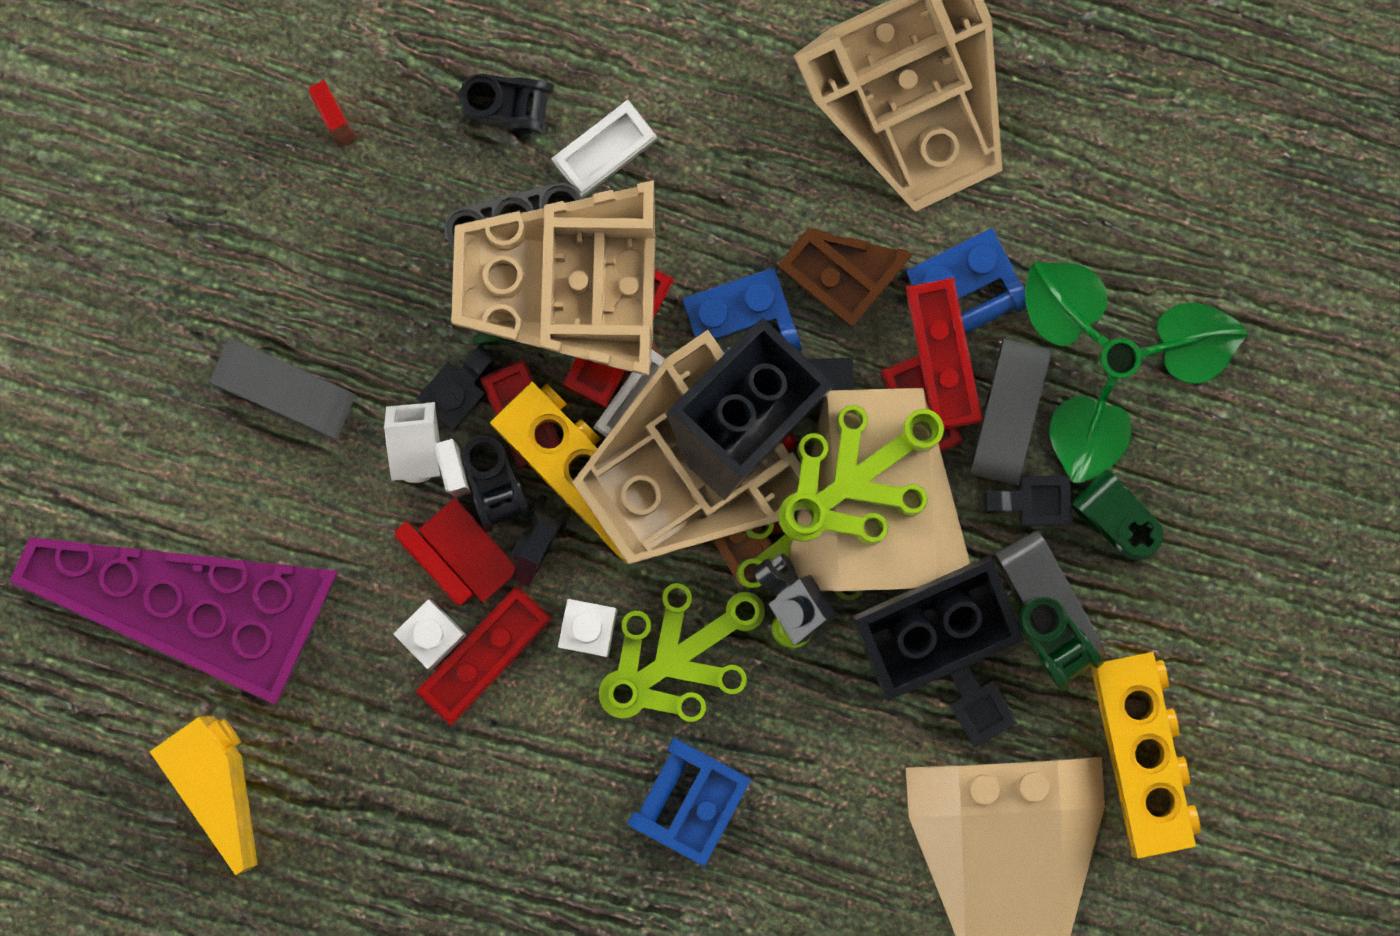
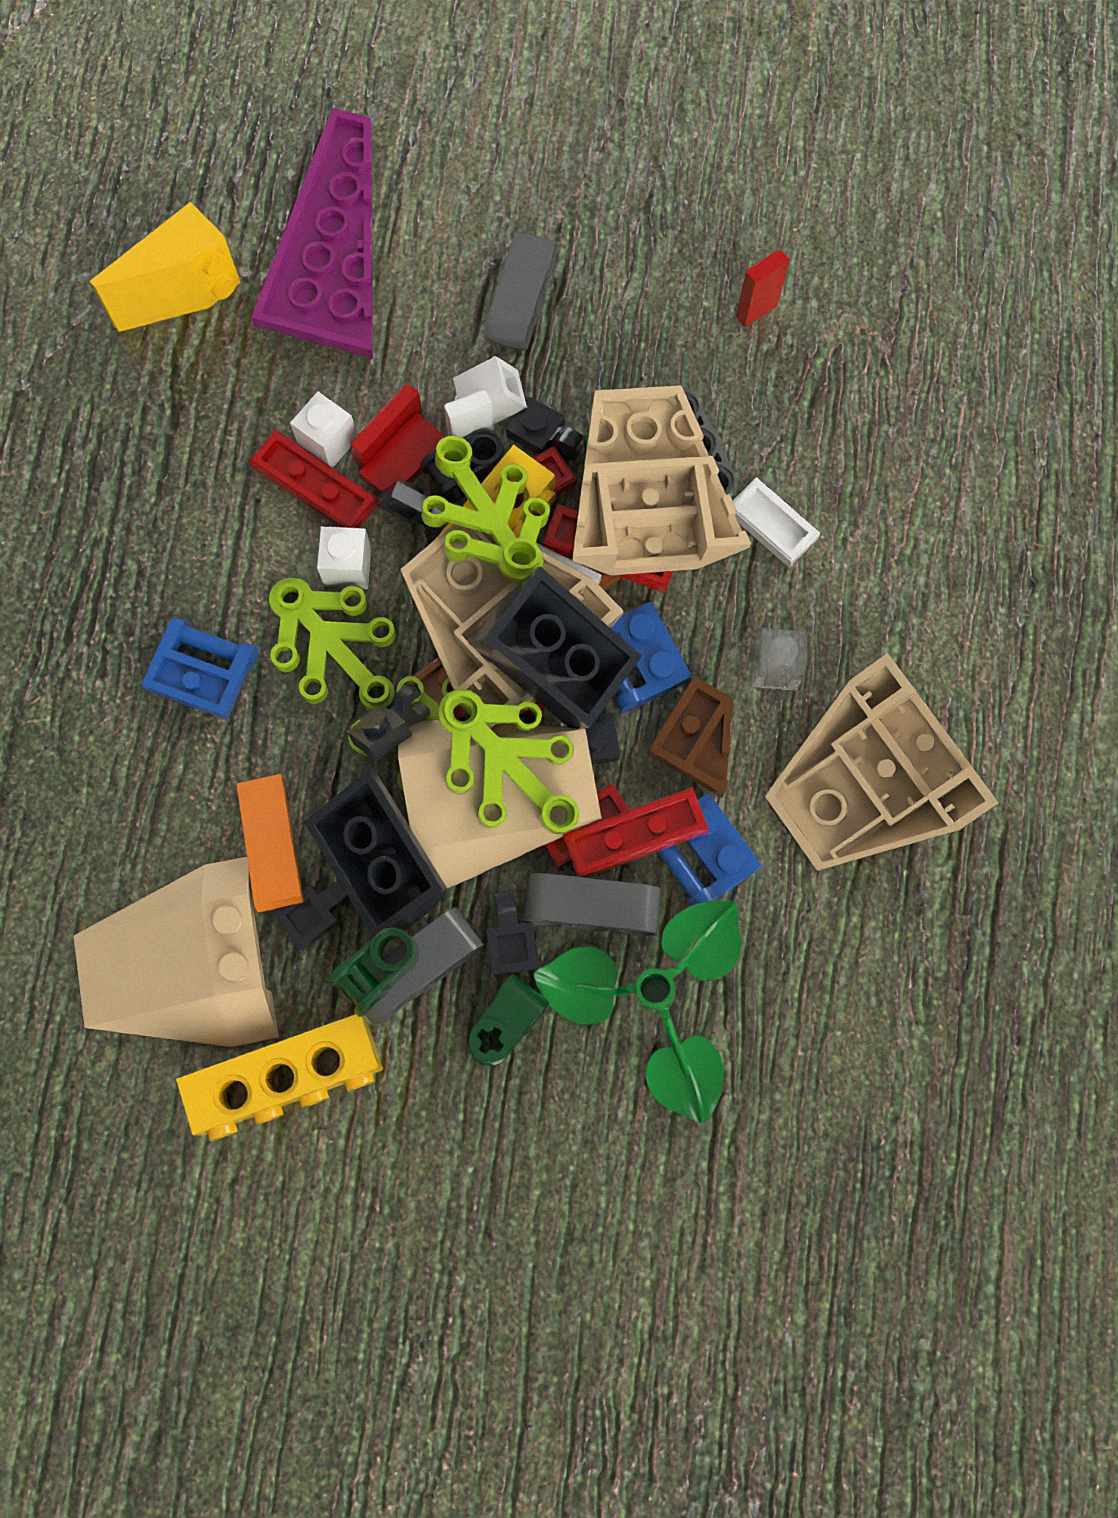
camera: 75 degrees right, 10 degrees down
(510, 103) = (798, 438): black piece -> none
(584, 457) = (487, 516): none -> lime plant
(771, 170) = (779, 659): none -> clear brick
(898, 742) = (269, 843): none -> orange tile

